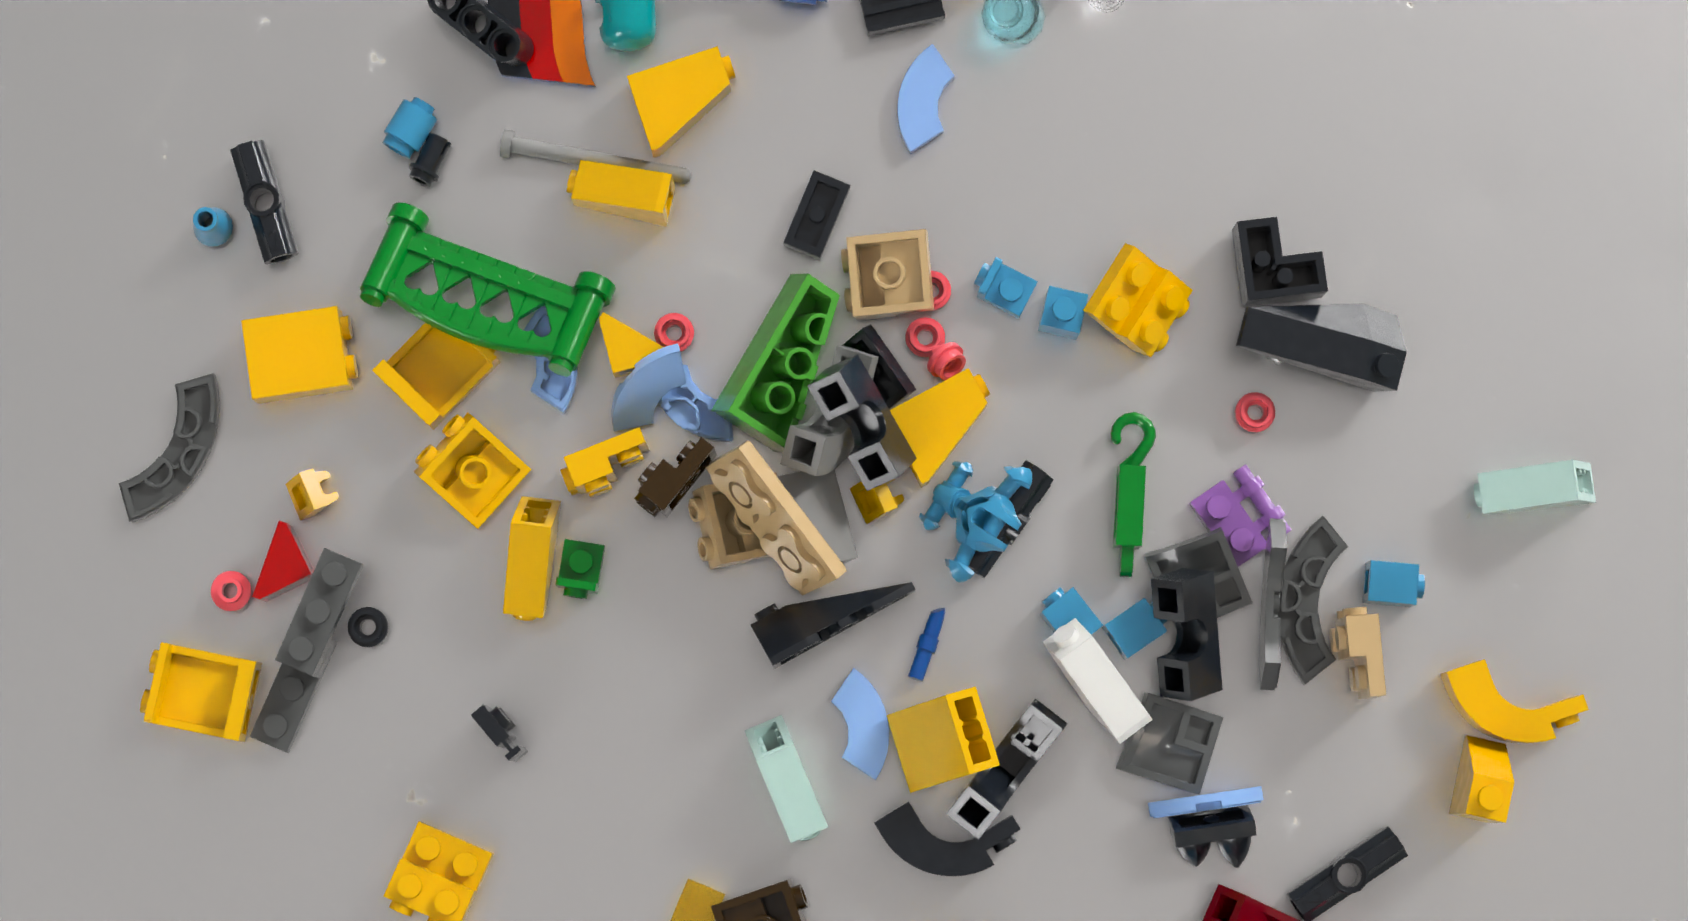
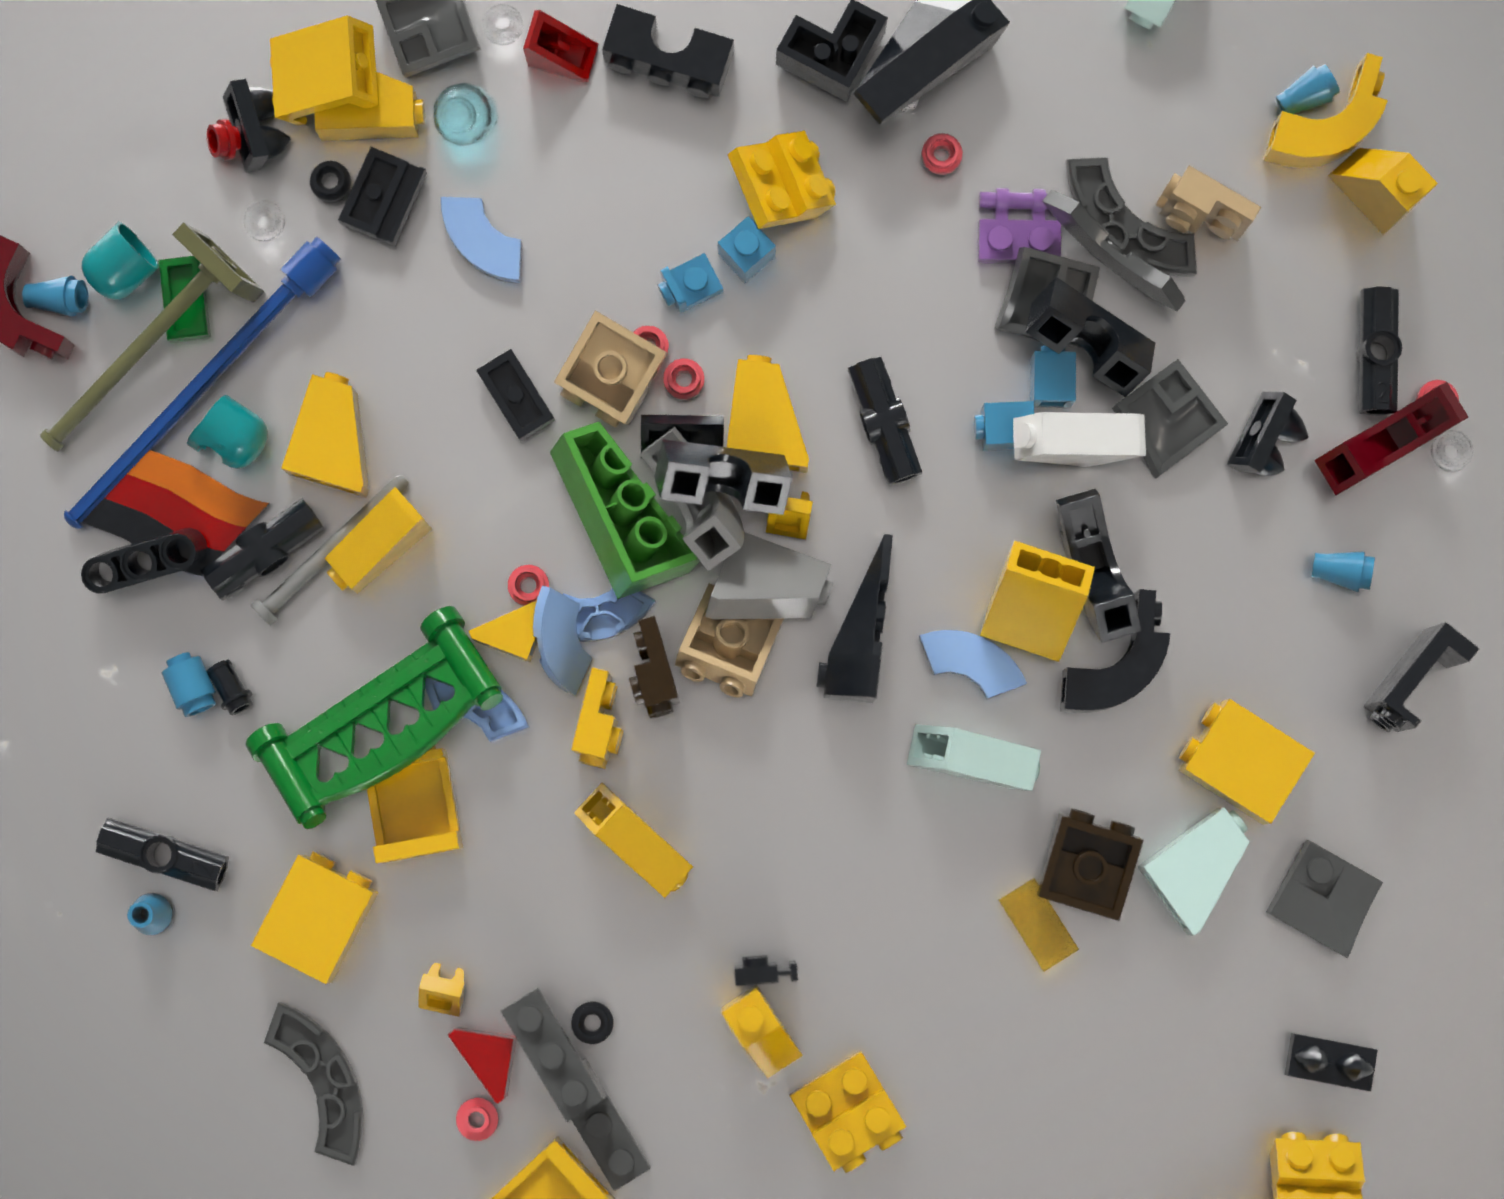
camera: 55 degrees left, 0 degrees up
(451, 762) = (760, 1031): none -> yellow slope
(470, 469) = (520, 838): yellow plate -> none
(554, 107) = (262, 549): none -> black piece
(580, 568) = (671, 805): green bracket -> none
(775, 518) = (751, 607): tan piece -> none
(927, 644) = (943, 560): blue piece -> none
(946, 360) = (717, 374): coral plate -> none
(977, 515) = (870, 437): dark azure piece -> none
(1118, 50) = (558, 48): none -> red slope
(1130, 491) = (937, 302): green piece -> none
(1185, 171) = (698, 67): none -> black arch
(1205, 802) = (1234, 432): light blue tile -> none
(1392, 583) = (1164, 143): dark azure brick -> none
(1520, 670) = (1309, 91): none -> dark azure cone

